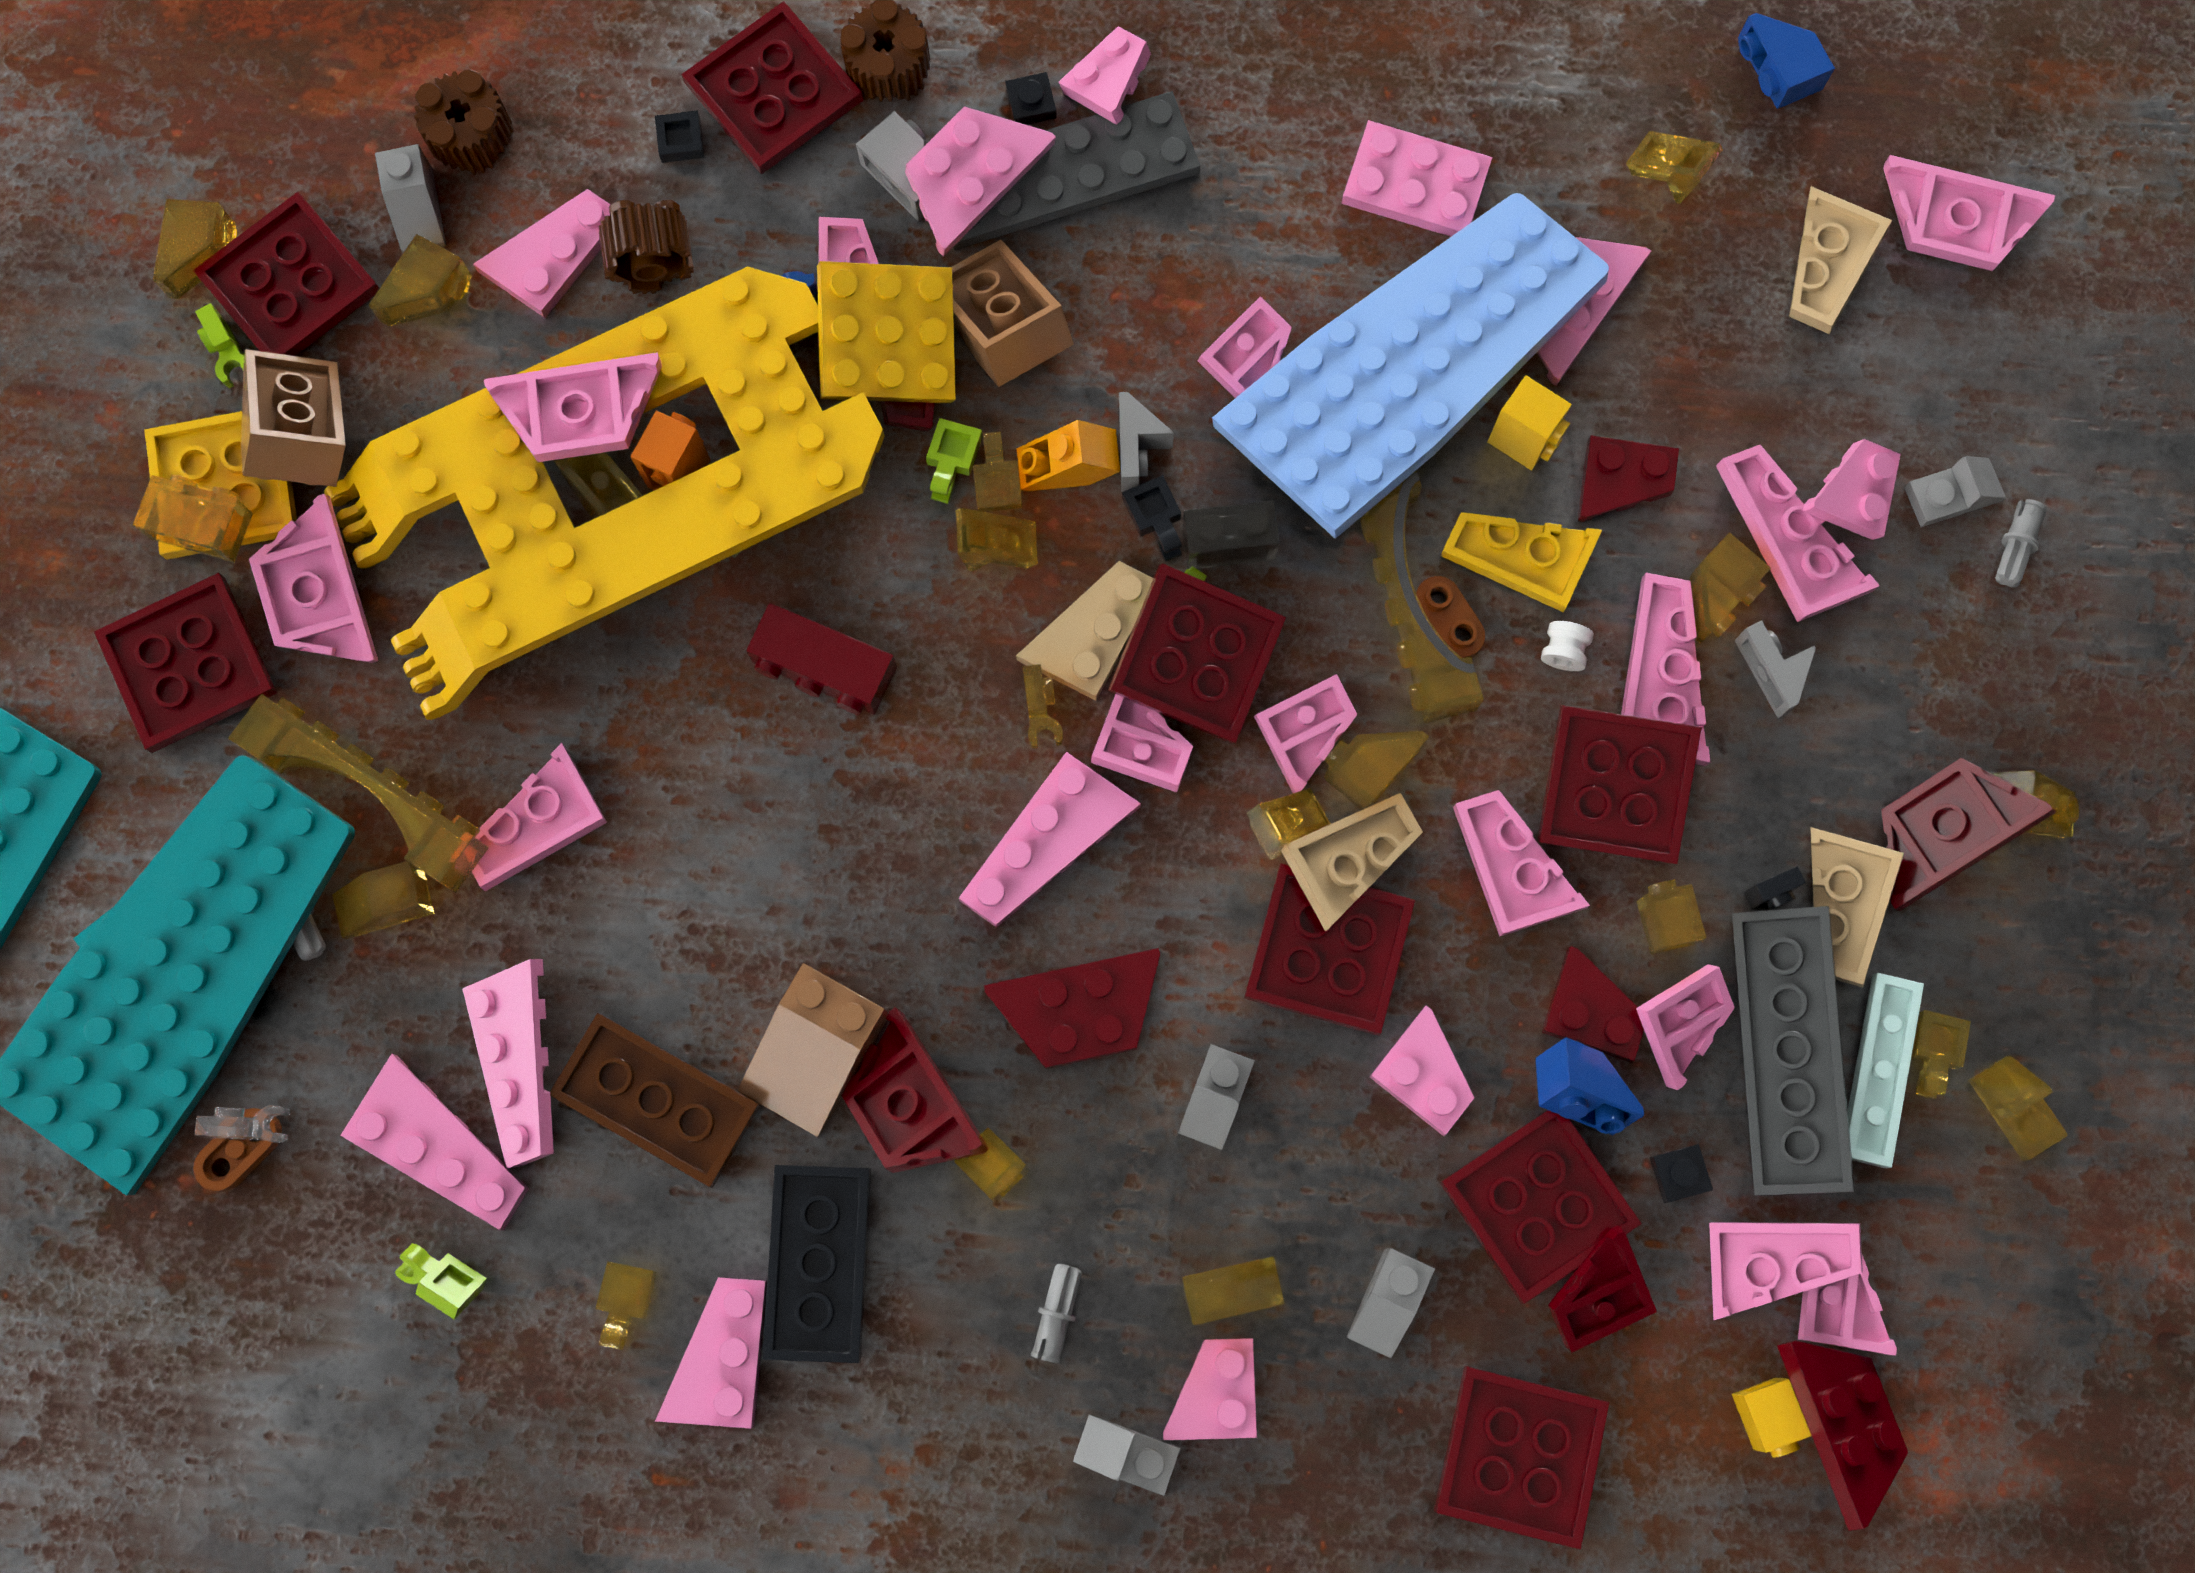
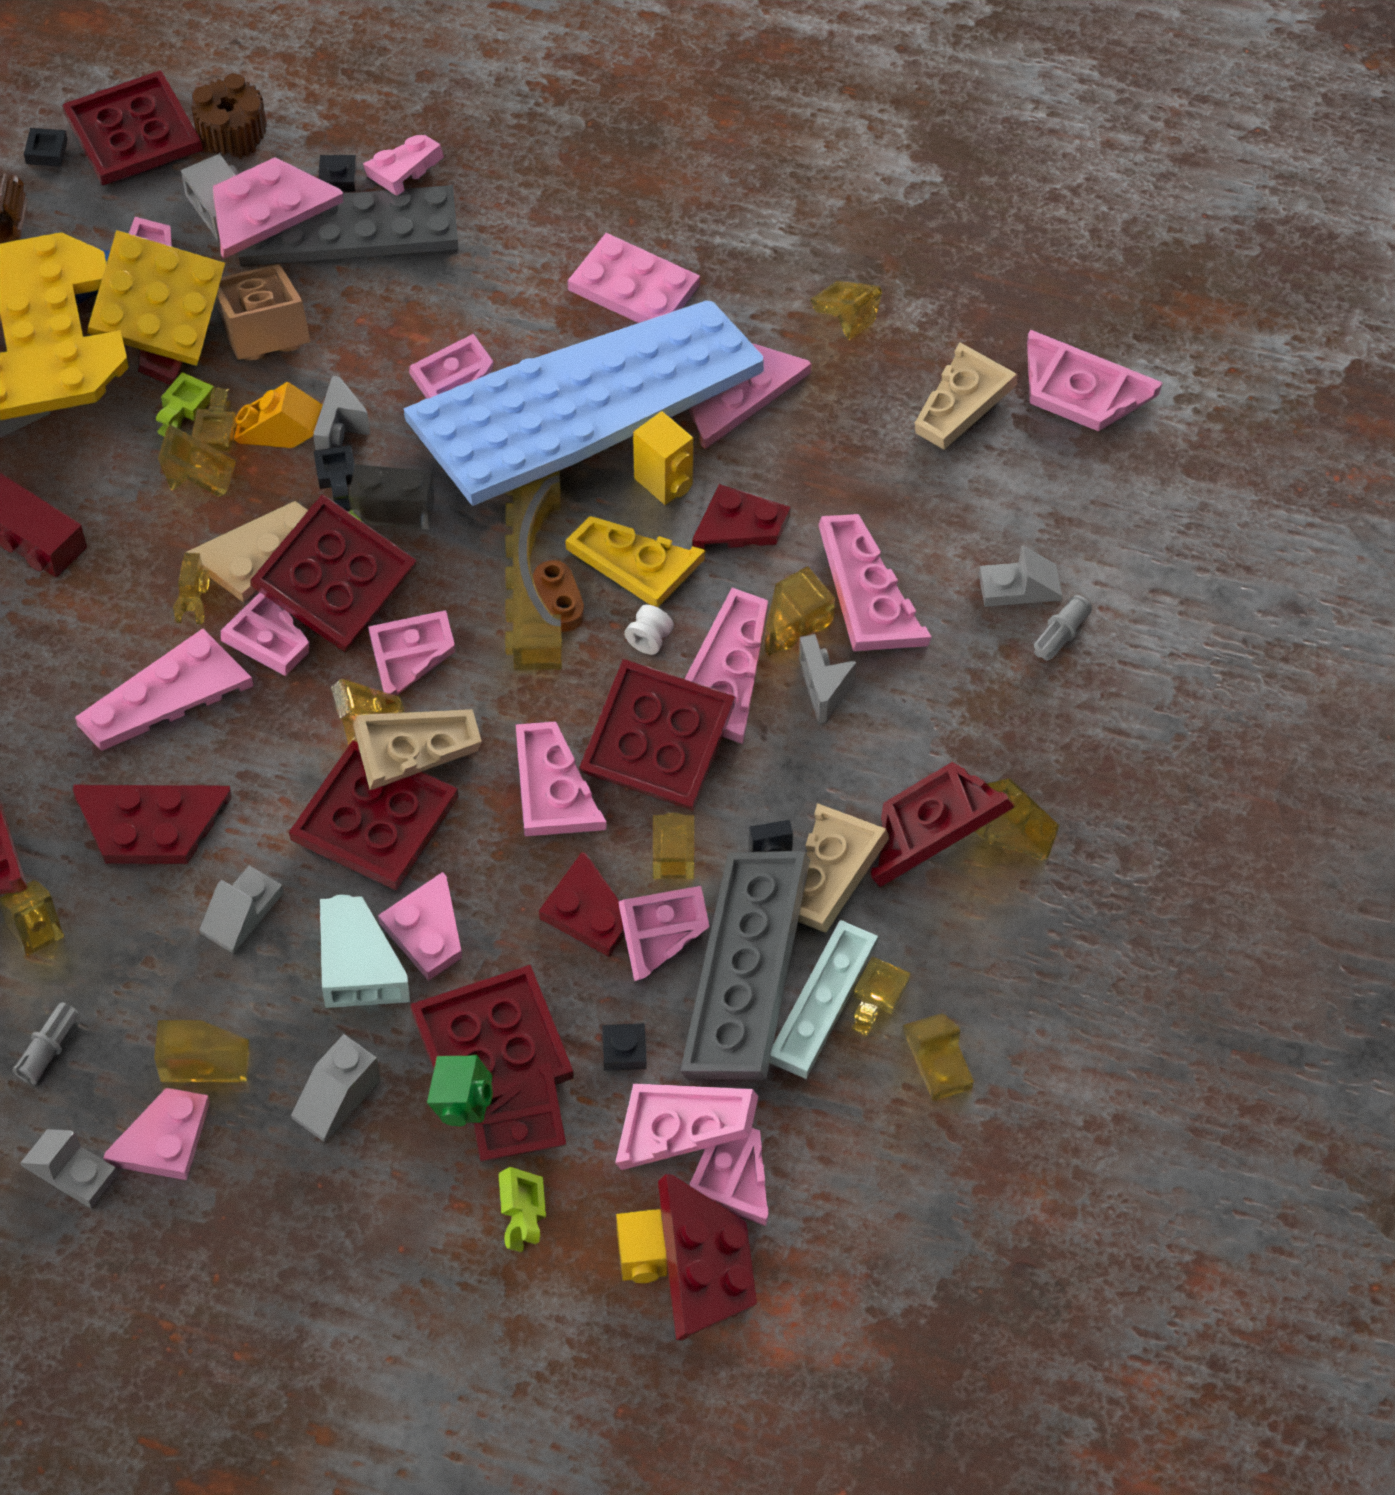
camera: 10 degrees right, 20 degrees down
(1363, 1131) = (357, 957): none -> light aqua slope
(1371, 764) = (458, 681): clear yellow slope -> none
(1522, 1457) = (411, 1235): dark red plate -> none
(1539, 1291) = (460, 1090): none -> green brick
(1585, 1088) = (557, 956): blue slope -> none
(1630, 1394) = (524, 1201): none -> lime plate
(1785, 57) = (964, 250): blue slope -> none
(1858, 490) = (932, 563): bright pink wing -> none

